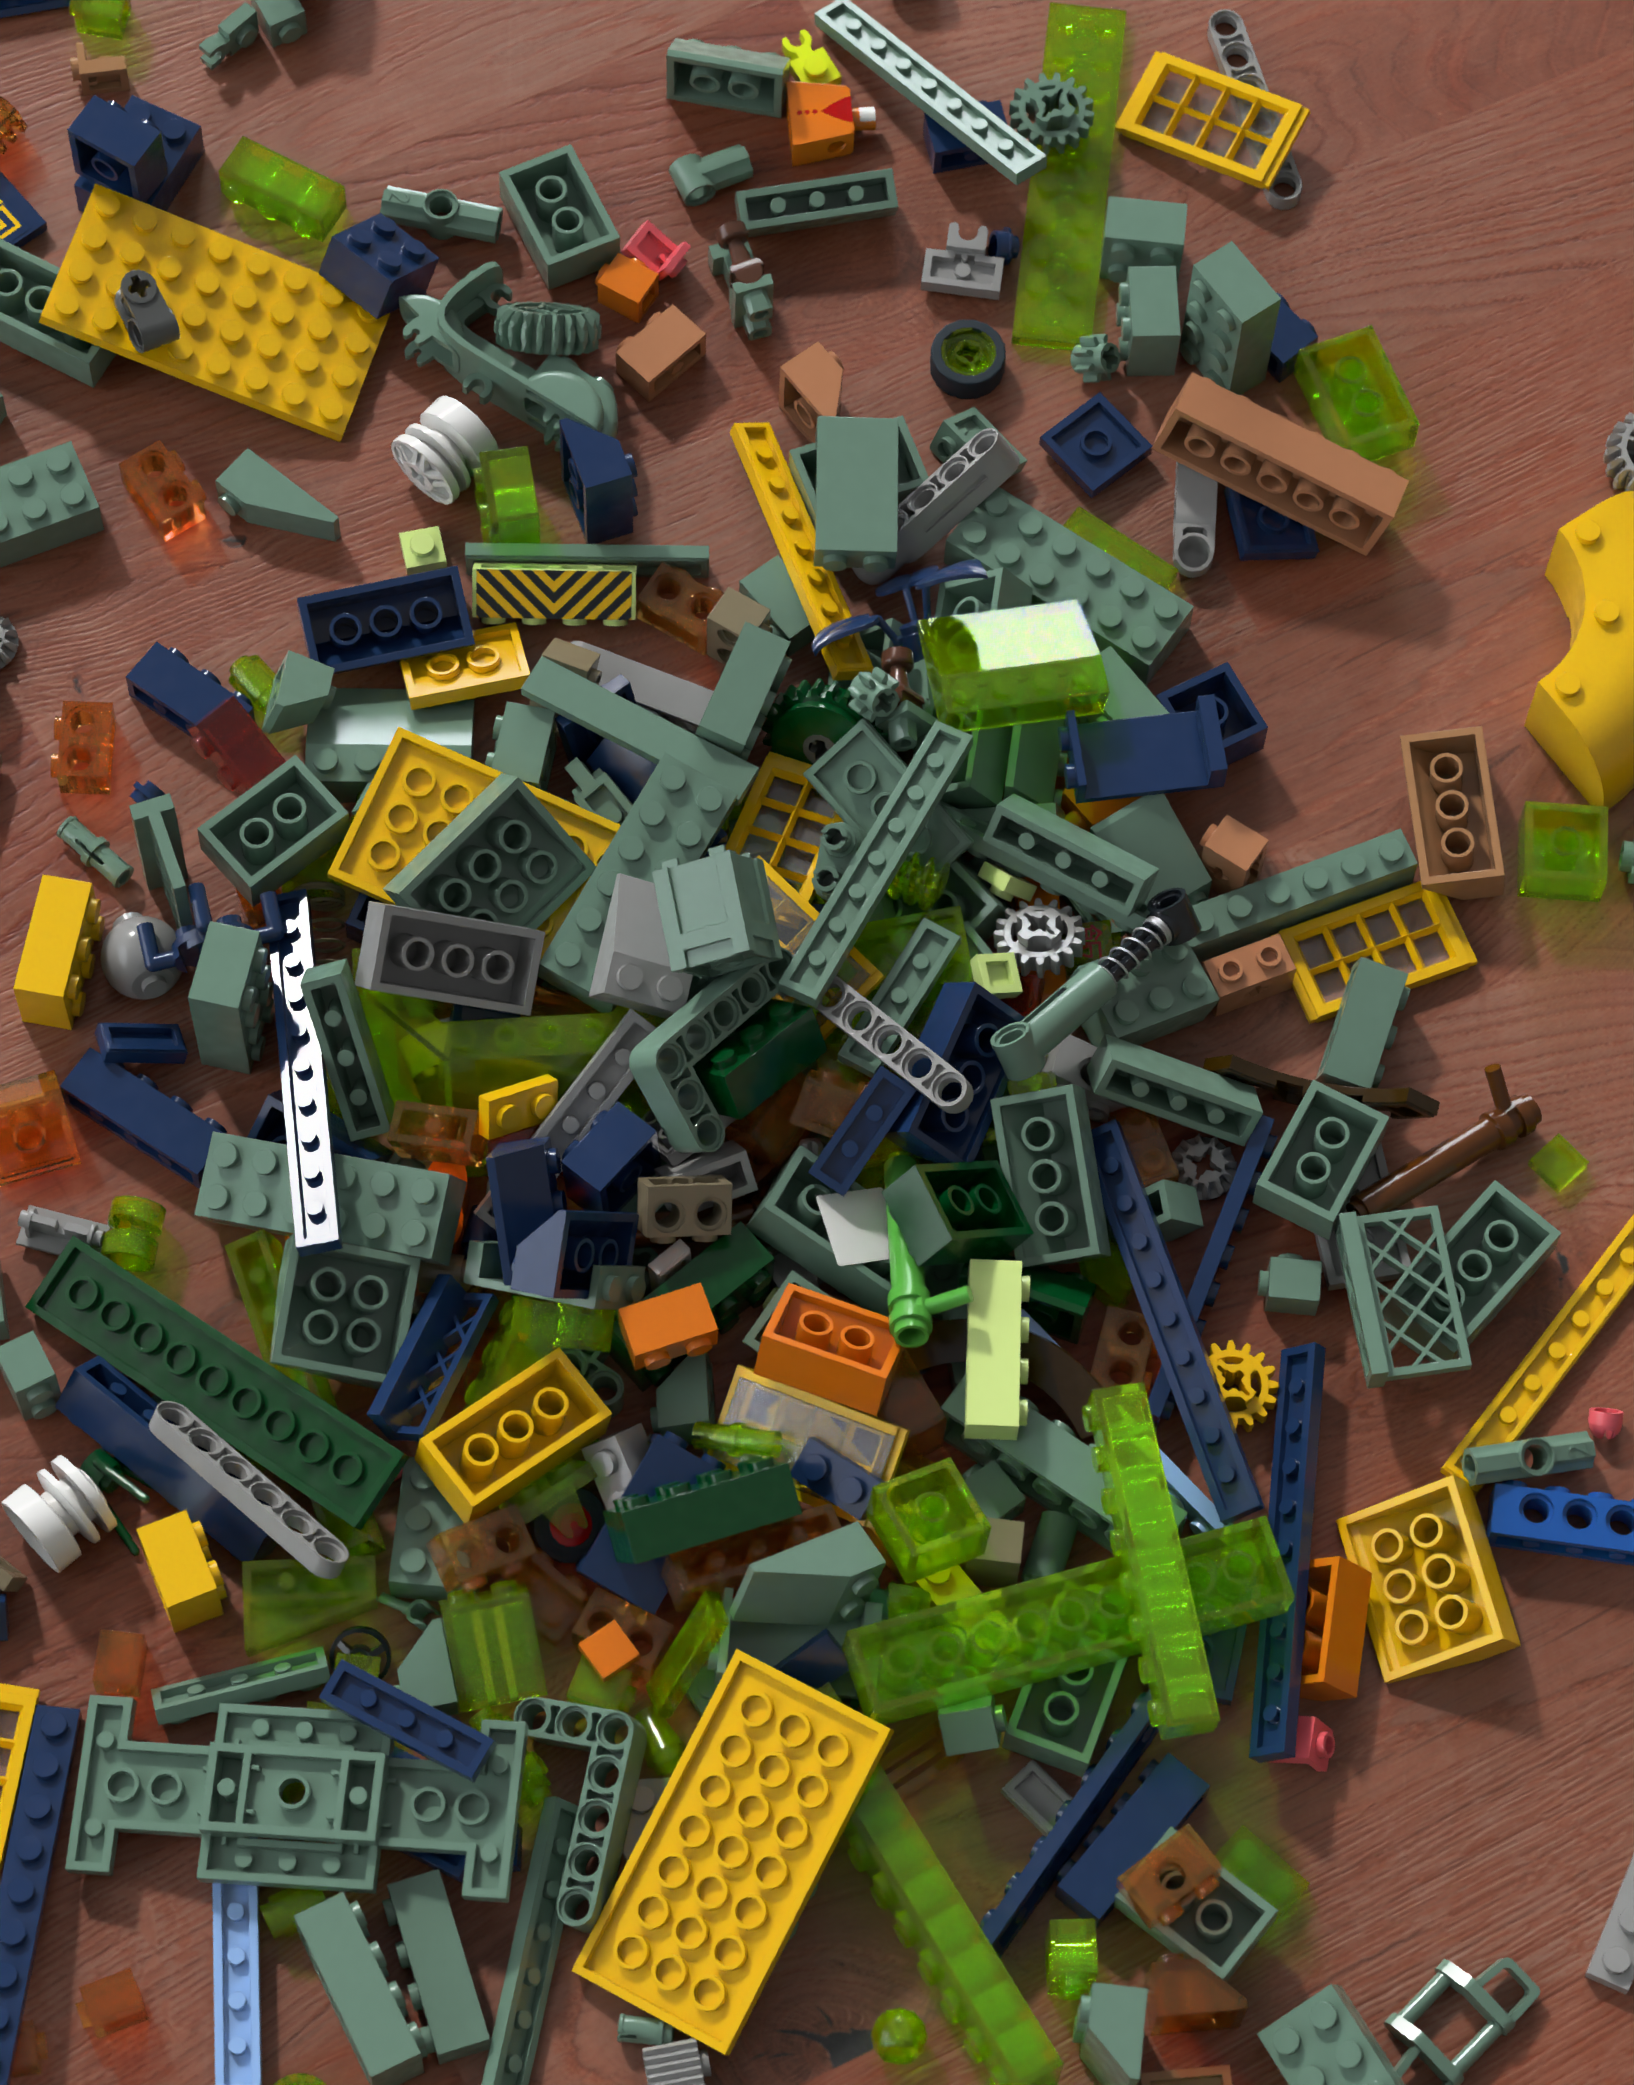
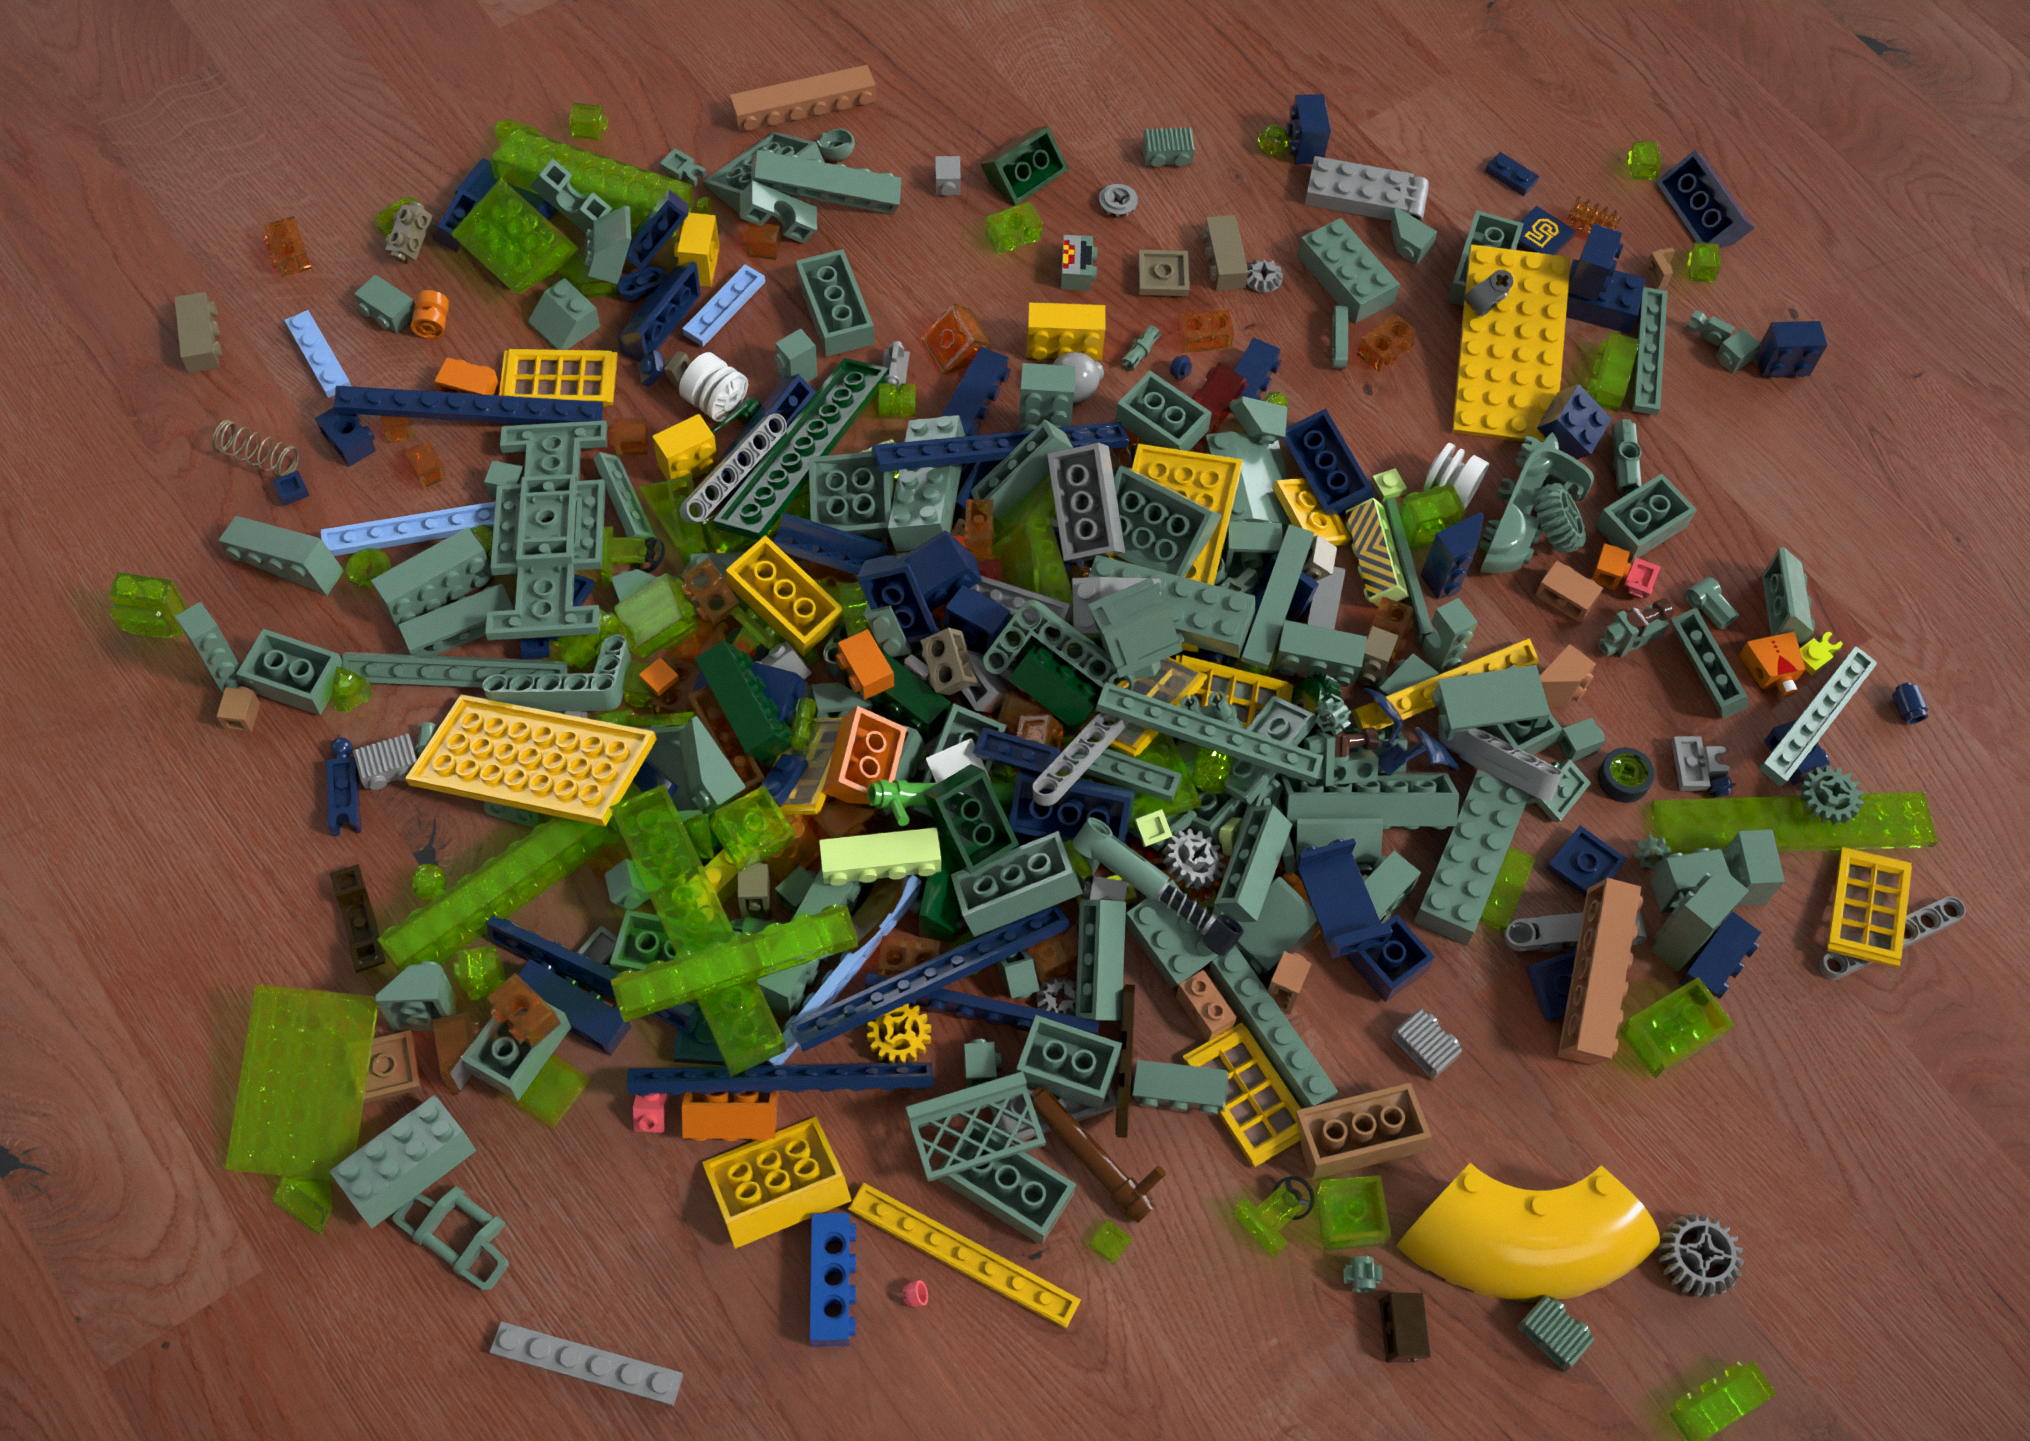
camera: 80 degrees right, 5 degrees down
(137, 554) = (1340, 337): none -> sand green beam
(141, 1043) = (1012, 375): dark blue tile -> none
(162, 853) = (1136, 364): sand green fence -> none
(172, 1872) = (502, 474): none -> sand green brick
(190, 938) = (1084, 397): dark blue plate -> none
(230, 121) = (1650, 352): none -> sand green plate
(272, 500) = (1400, 390): sand green slope -> none
(407, 1720) = (591, 564): dark blue plate -> none
(517, 1106) = (1001, 562): yellow plate -> none
(732, 523) = (1450, 642): none -> sand green arch
(907, 395) = (1581, 740): none -> sand green brick
(1013, 666) = (1382, 805): clear neon green slope -> none
(1333, 708) = (1427, 1043): none -> light grey brick
(1507, 1462) = (866, 1217): sand green piece -> none
(1552, 945) = (1274, 1214): none -> clear neon green piece

